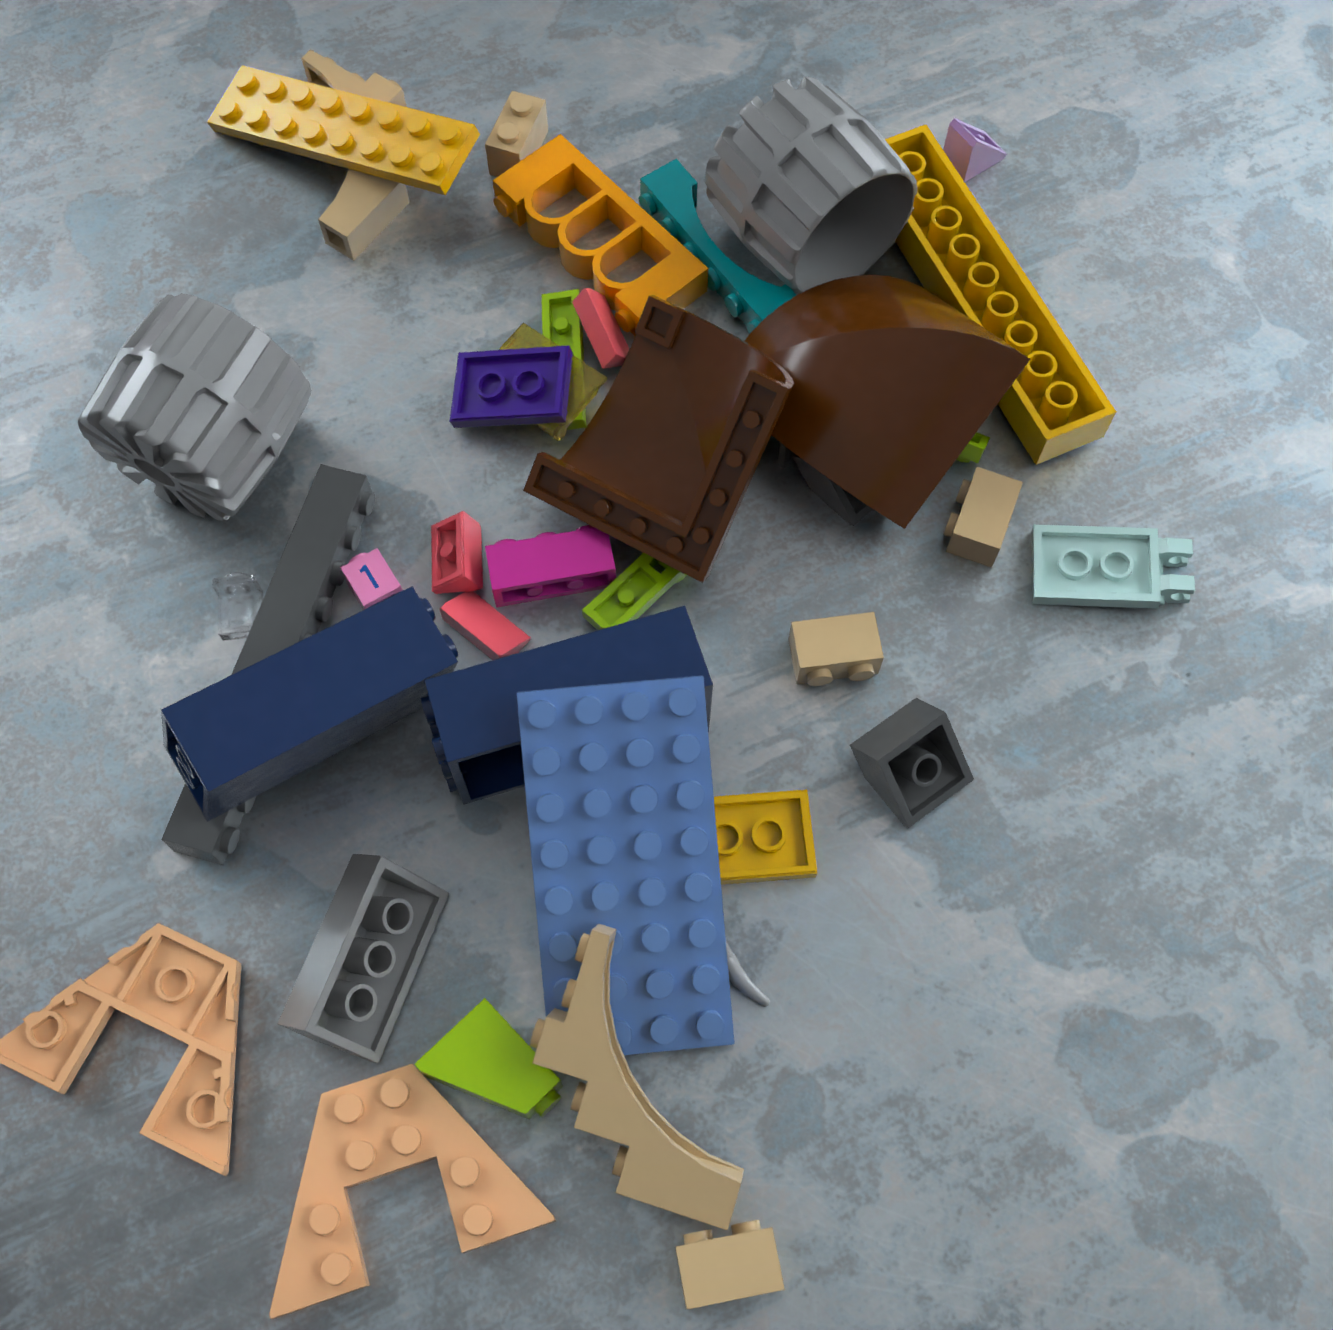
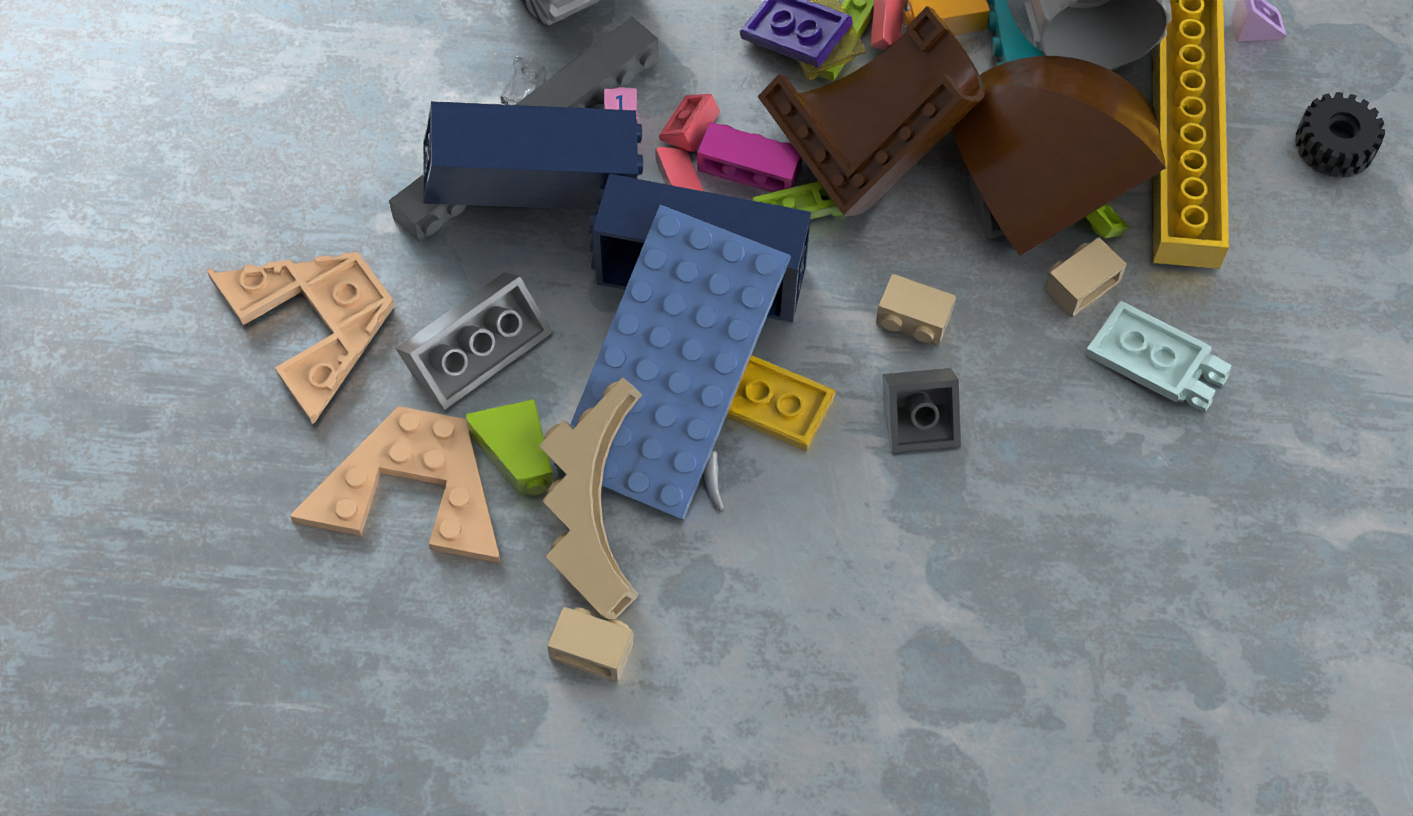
camera: 30 degrees right, 5 degrees down
(1124, 254) = (1335, 152): none -> black tyre

